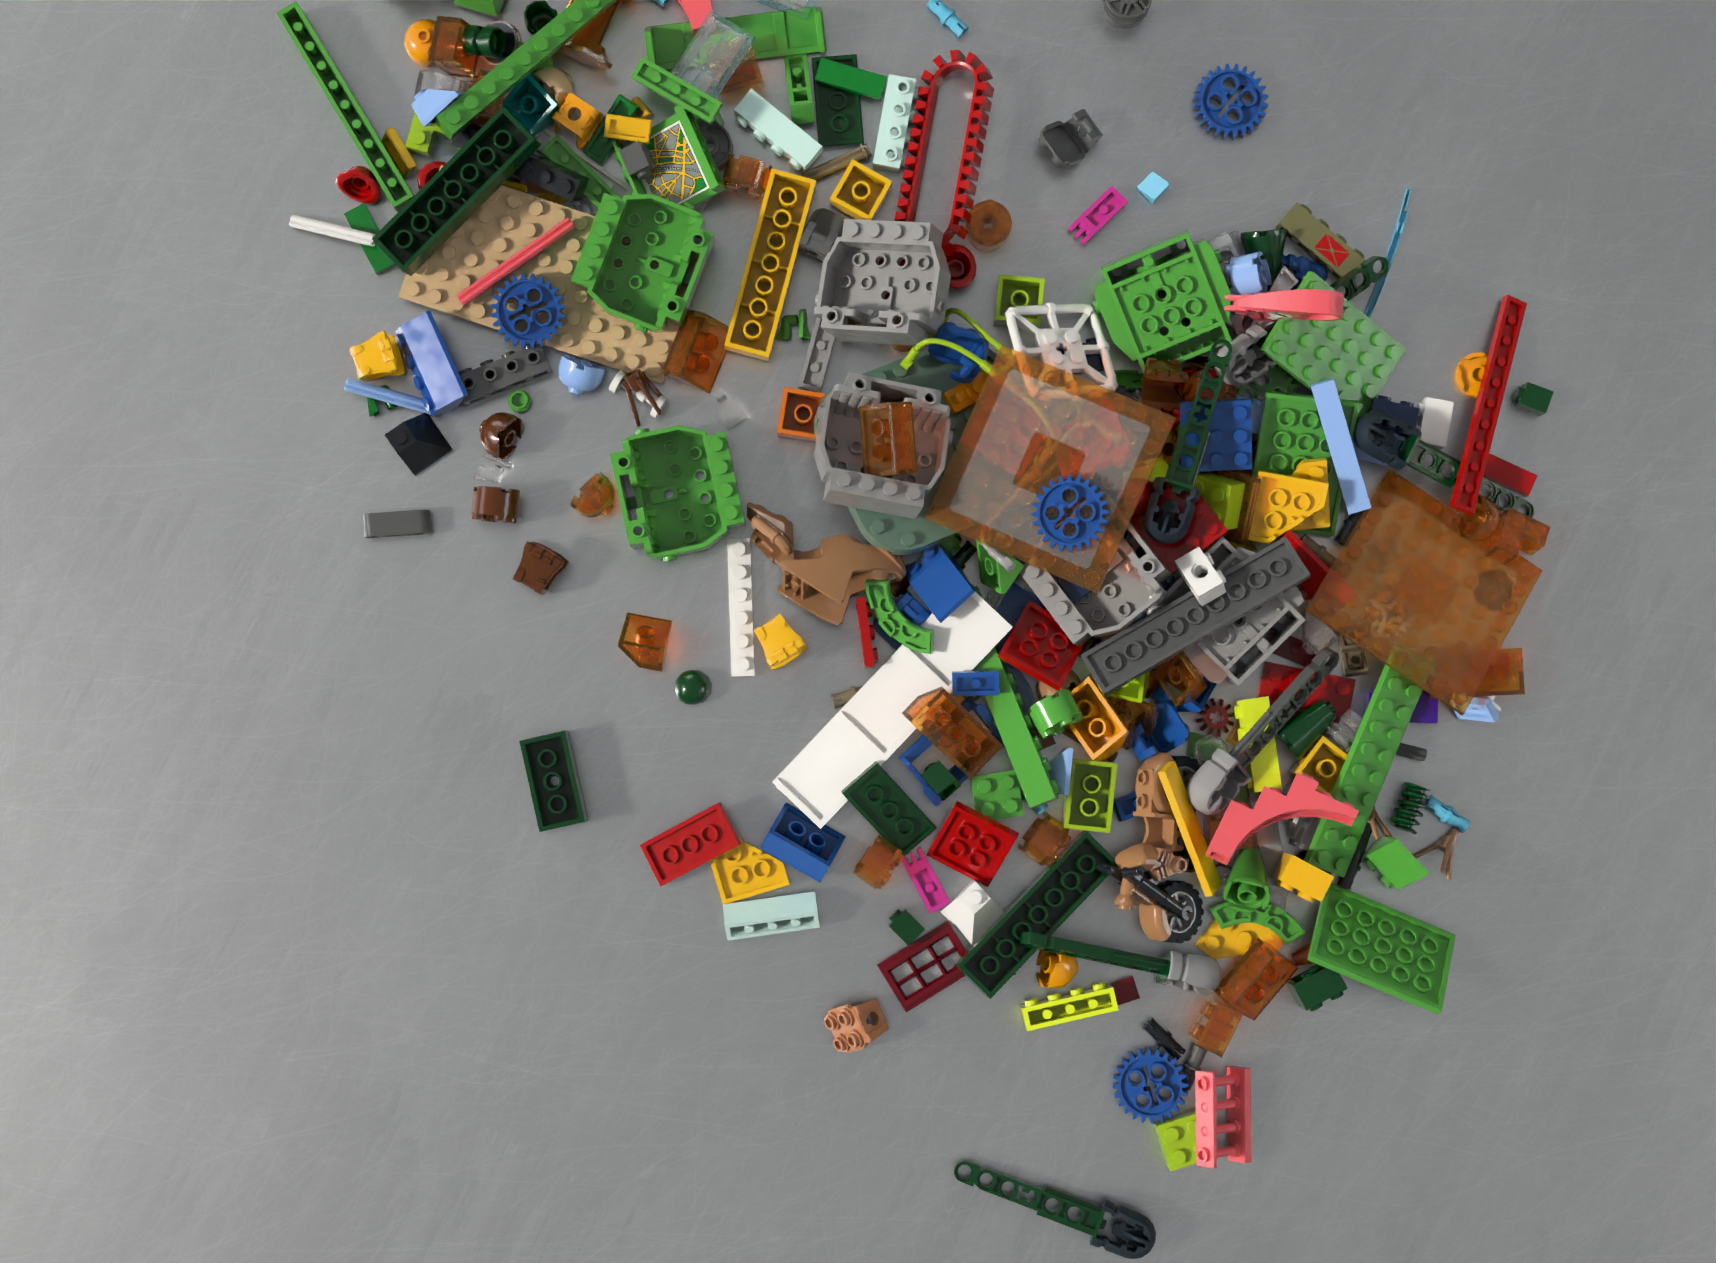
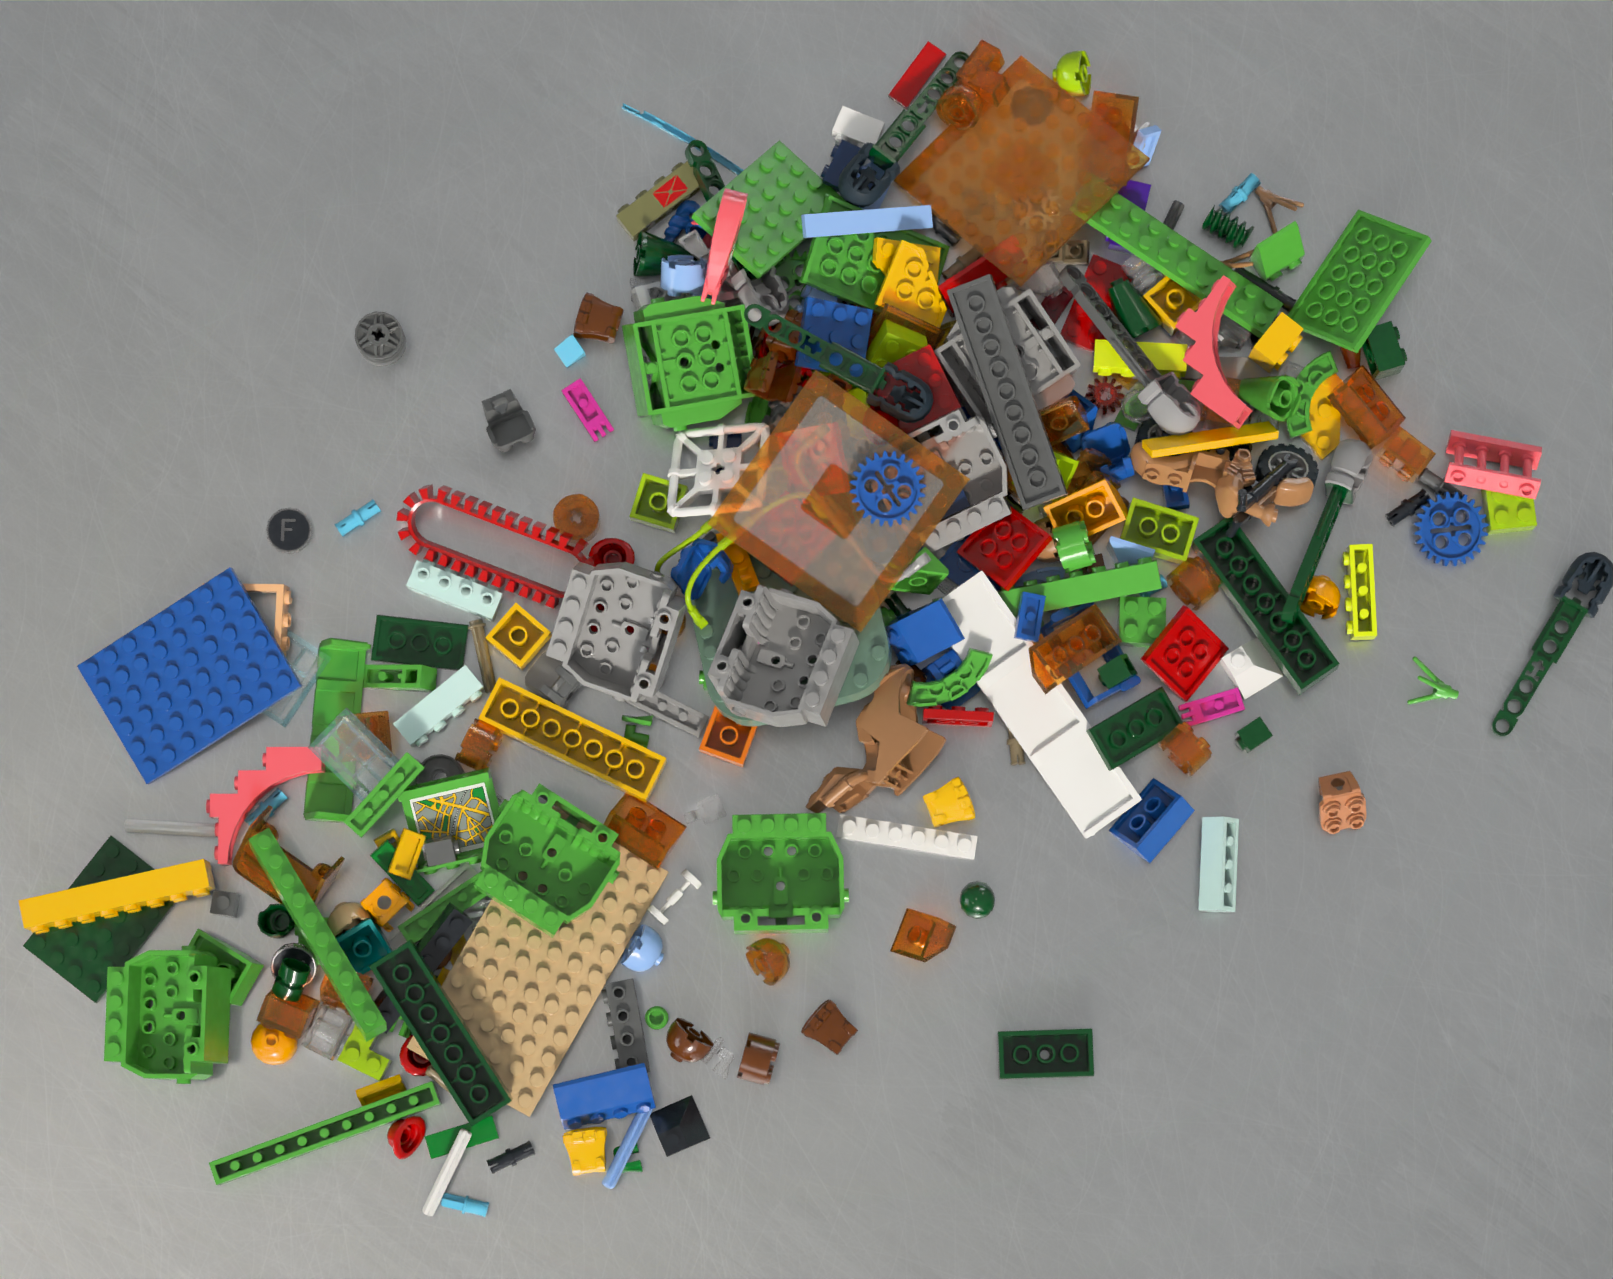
camera: 75 degrees left, 5 degrees down
(307, 254) = (465, 1204): none -> medium azure axle
(360, 289) = (510, 1157): none -> black pin
(397, 523) = (756, 1163): dark grey beam -> none
(432, 102) = (347, 1037): light blue slope -> none
(516, 261) = (519, 990): coral axle -> none
(536, 331) = (593, 984): blue gear -> none
(637, 381) = (663, 893): reddish brown plant -> none
(690, 844) = (1133, 930): red plate -> none
(747, 872) = (1166, 885): yellow plate -> none
(850, 78) = (401, 624): green tile -> none
(888, 439) = (780, 650): clear orange slope -> none
(924, 966) = (1296, 725): dark red piece -> none
(989, 1102) = (1440, 689): none -> bright green plant
(1125, 990) = (1353, 534): dark red tile -> none
(1188, 204) = (597, 319): none -> reddish brown piece
(1204, 588) = (983, 377): white brick -> none
(1214, 89) = (485, 271): blue gear -> none
(1470, 373) = (818, 77): light orange tile -> none
(1488, 405) = (852, 73): red plate -> none
(1533, 398) = (853, 30): dark green brick -> none
(1534, 624) = (1072, 73): none -> lime cylinder

